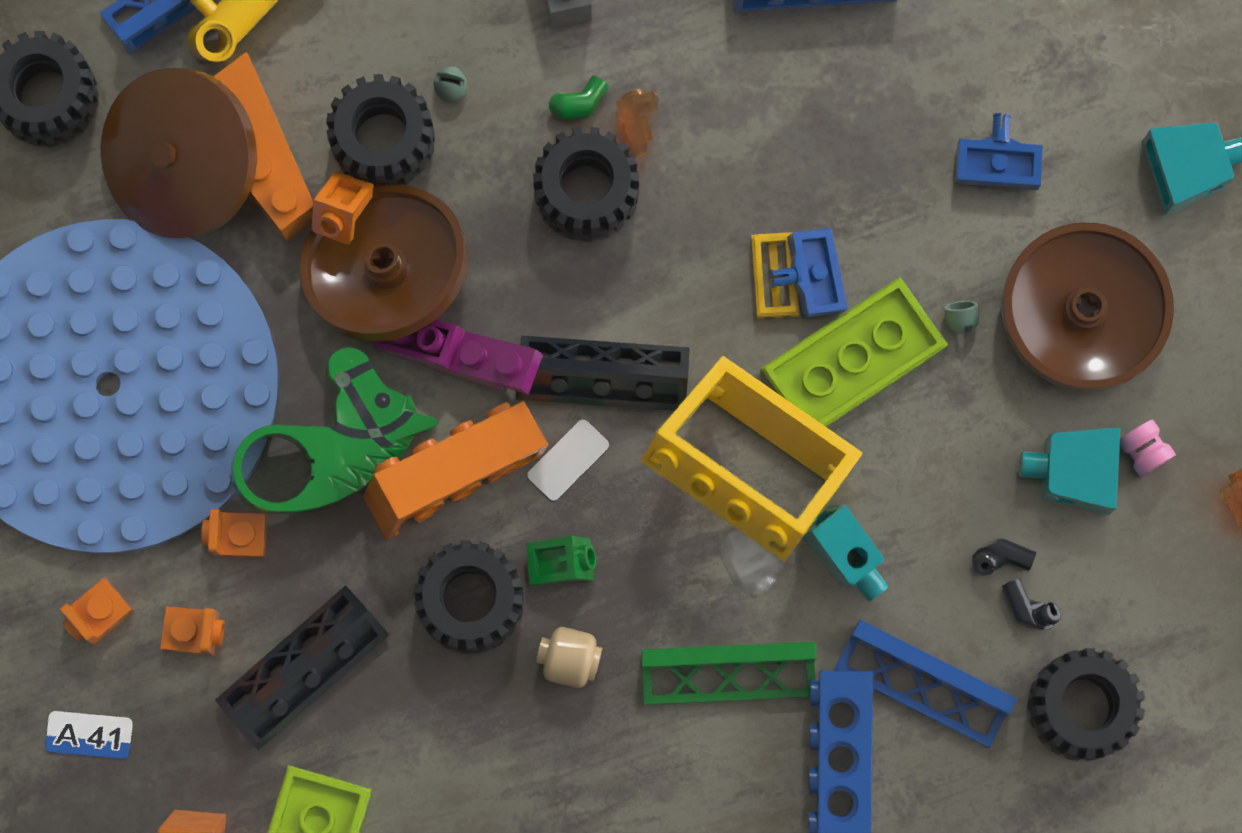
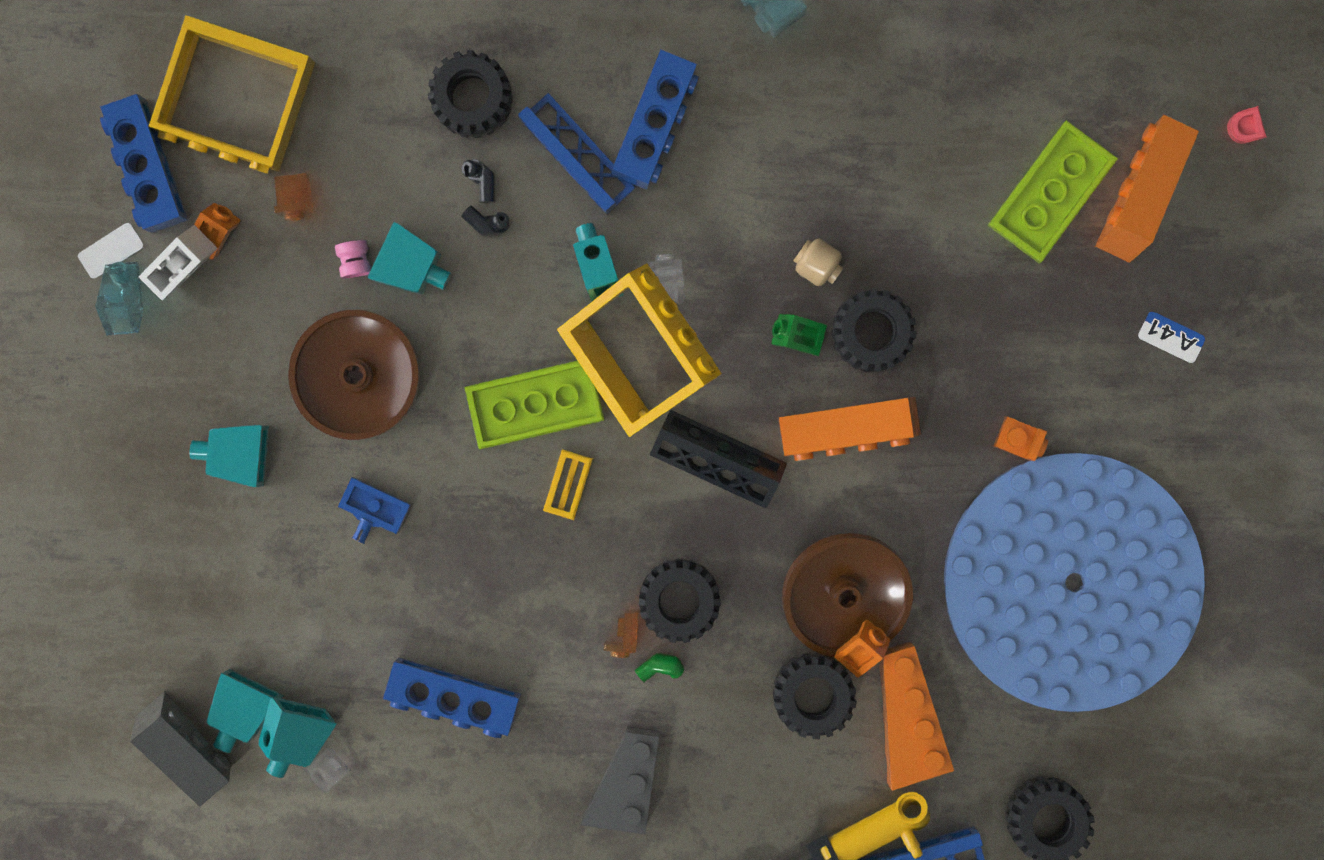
camera: 155 degrees left, 10 degrees up
(95, 612) = (1139, 420): orange bracket -> none
(178, 152) = (967, 732): reddish brown dish -> none
(192, 630) = (1075, 382): orange bracket -> none
(305, 671) = (1008, 321): black fence -> none
(366, 430) = (907, 471): green animal -> none
(448, 91) = (754, 710): sand green hinge -> none
(467, 356) = (808, 502): magenta slope -> none
(568, 459) = (765, 406): white sticker -> none
(728, 656) = (706, 222): green fence -> none
(813, 273) = (540, 474): blue plate -> none
(962, 316) = (445, 405): sand green hinge -> none

